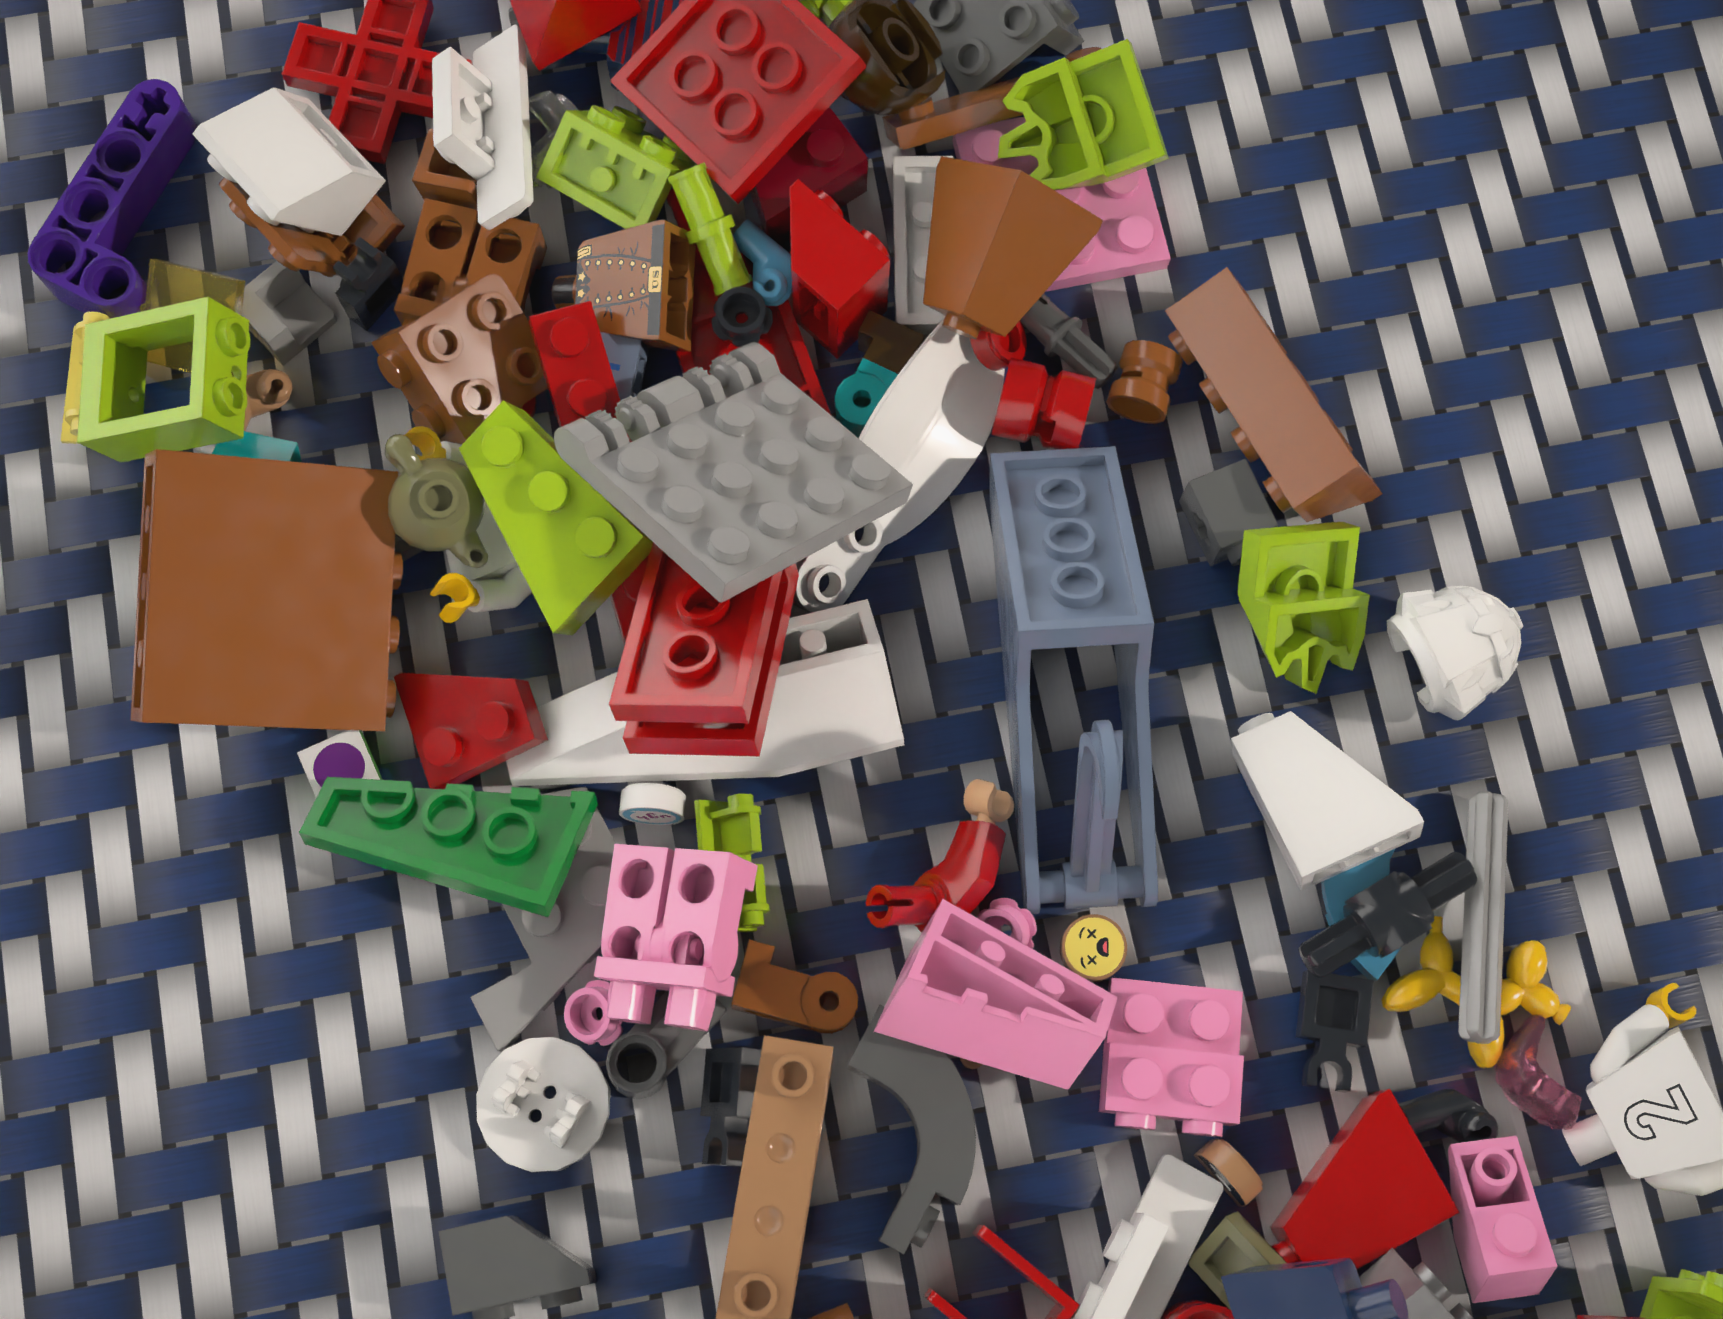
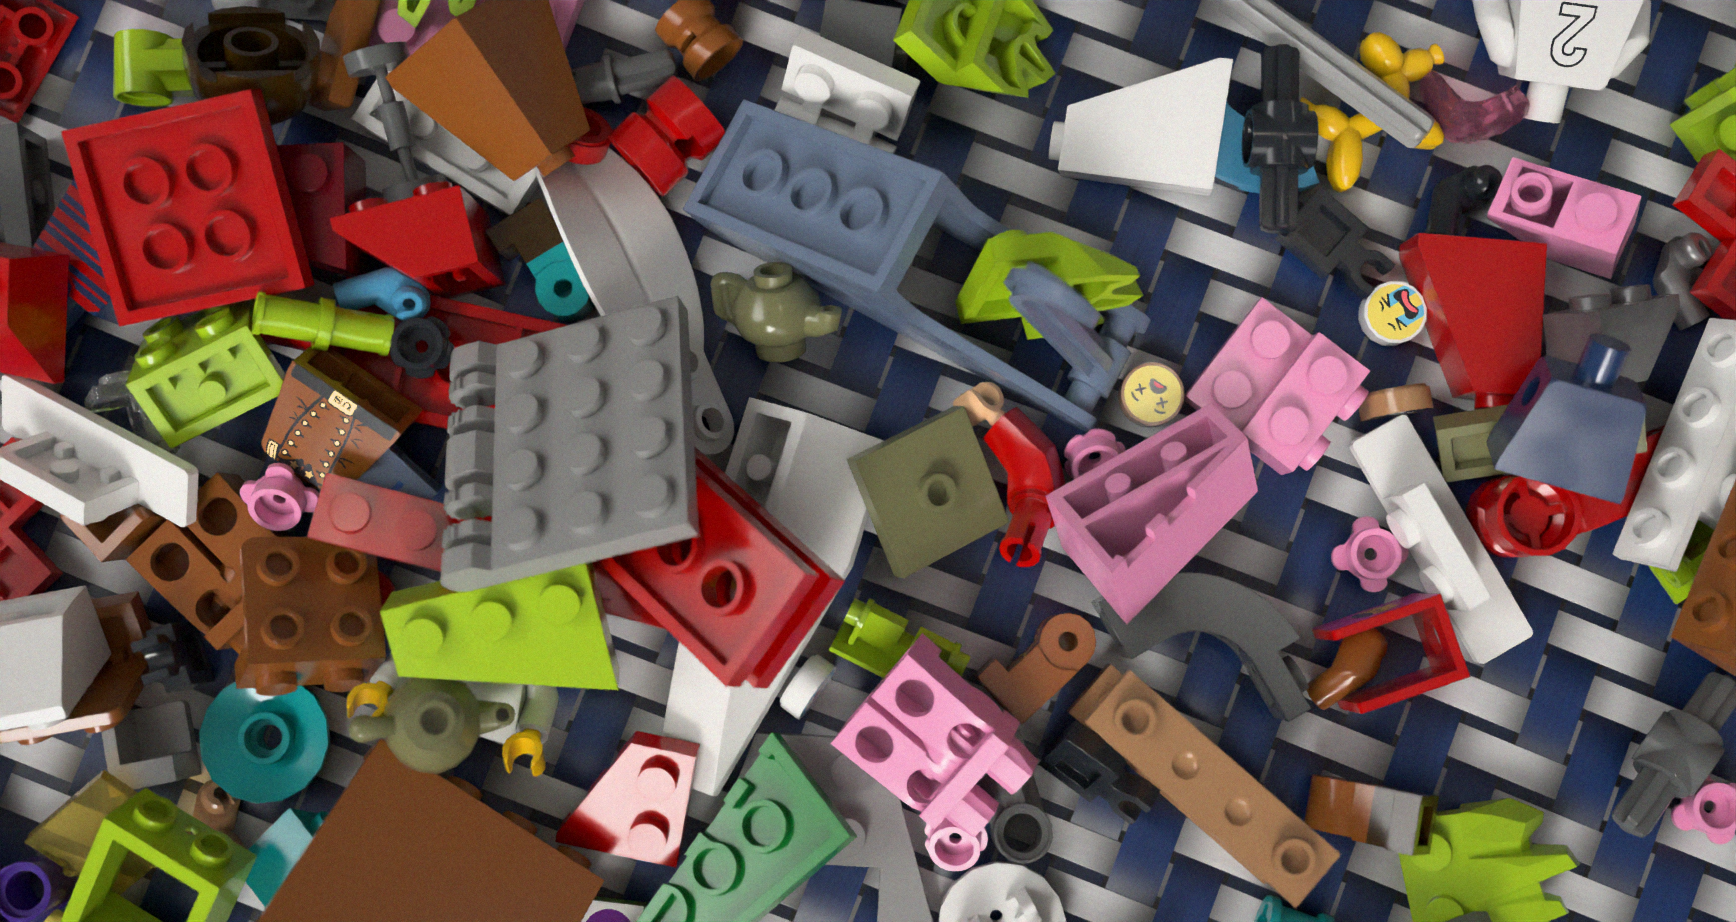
camera: 55 degrees left, 10 degrees up
(326, 373) = (242, 761): none -> teal dish
(546, 280) = (278, 498): none -> bright pink plate
(884, 801) = (928, 491): none -> olive plate
(950, 144) = (378, 61): none -> dark grey wheel
(955, 579) = (773, 310): none -> olive piece
(970, 1278) = (1353, 666): none -> dark orange arm
(1064, 1248) = (1387, 550): none -> bright pink plate
(1149, 801) = (1091, 272): none -> lime plate
(1183, 522) = (849, 86): none -> white plate
(1307, 1120) = (1392, 313): none -> tile

